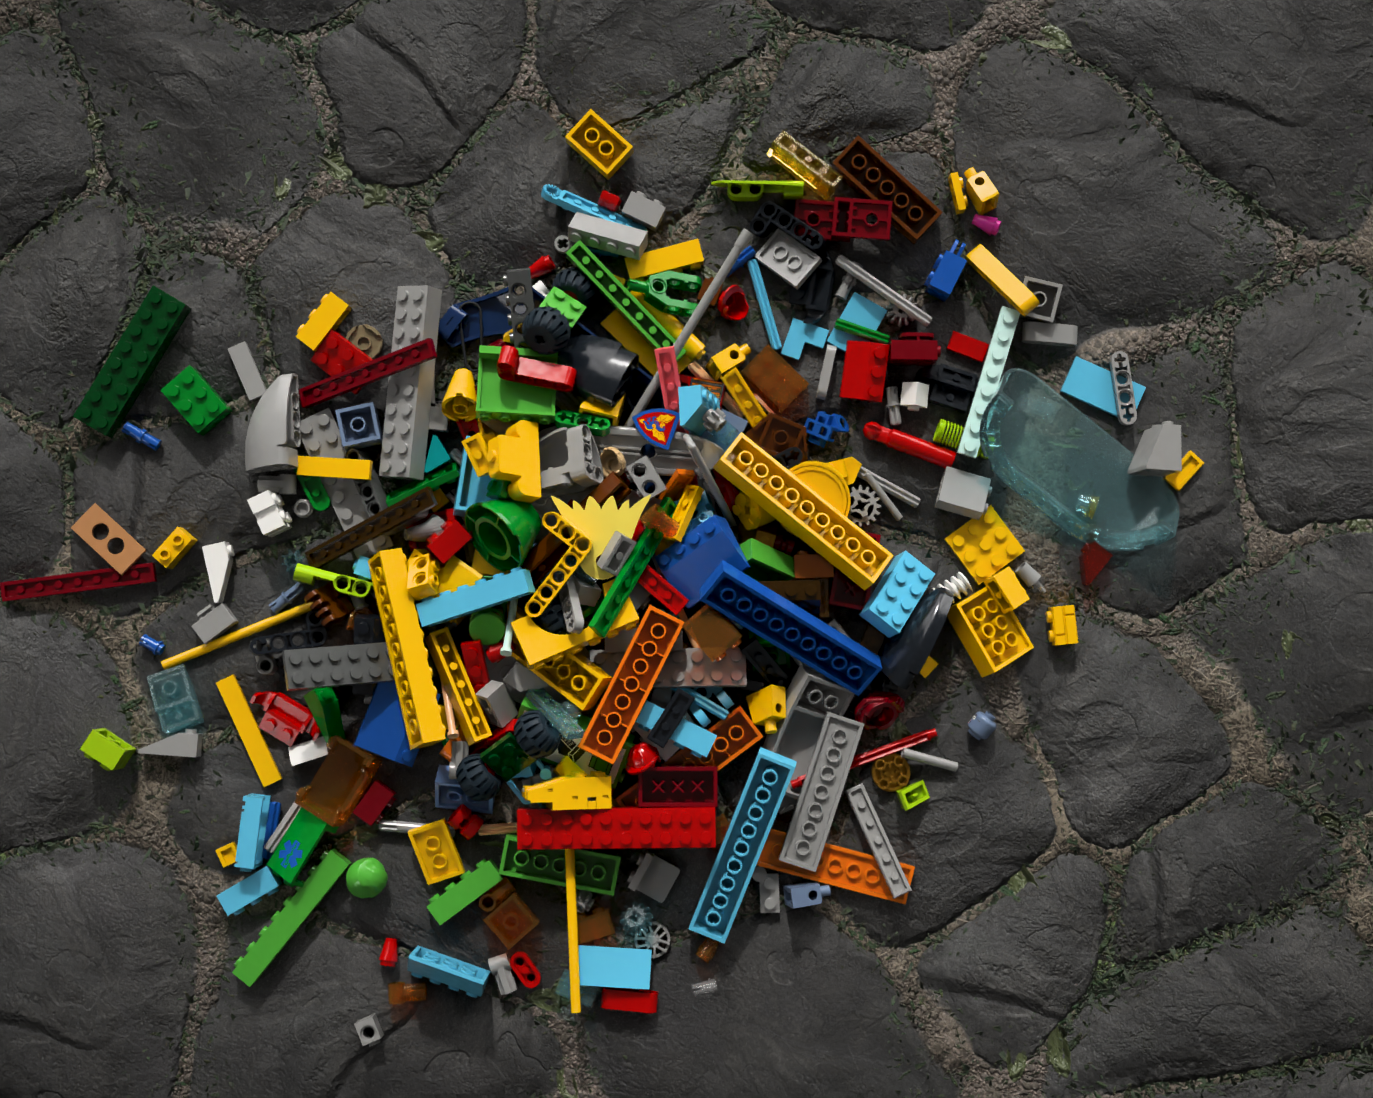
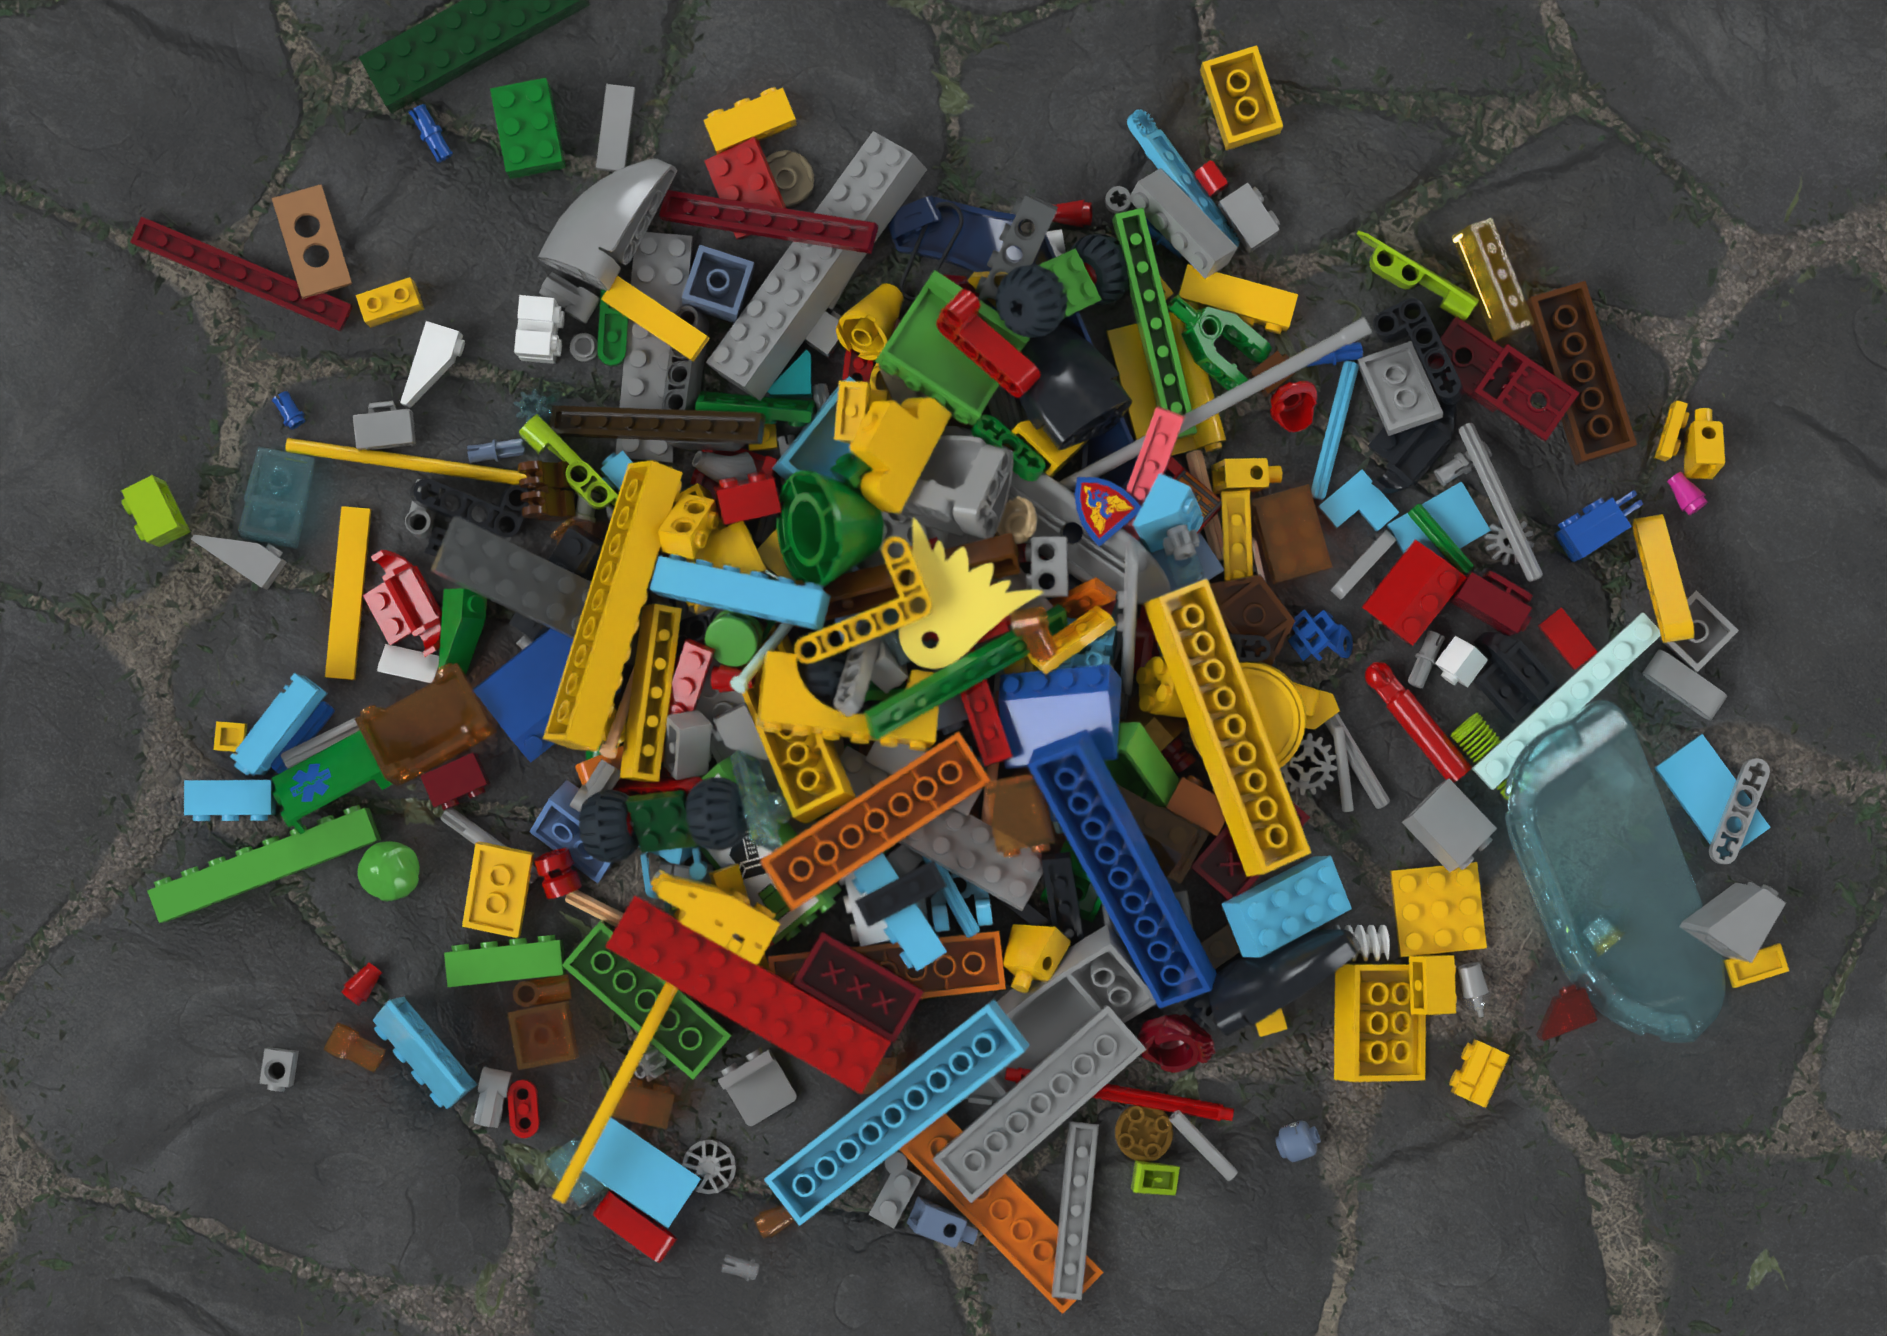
camera: 30 degrees right, 0 degrees up
(616, 553) = (954, 641): light grey slope -> none
(630, 917) = (697, 1121): clear light blue gear -> none
(641, 758) = (833, 923): red piece -> none

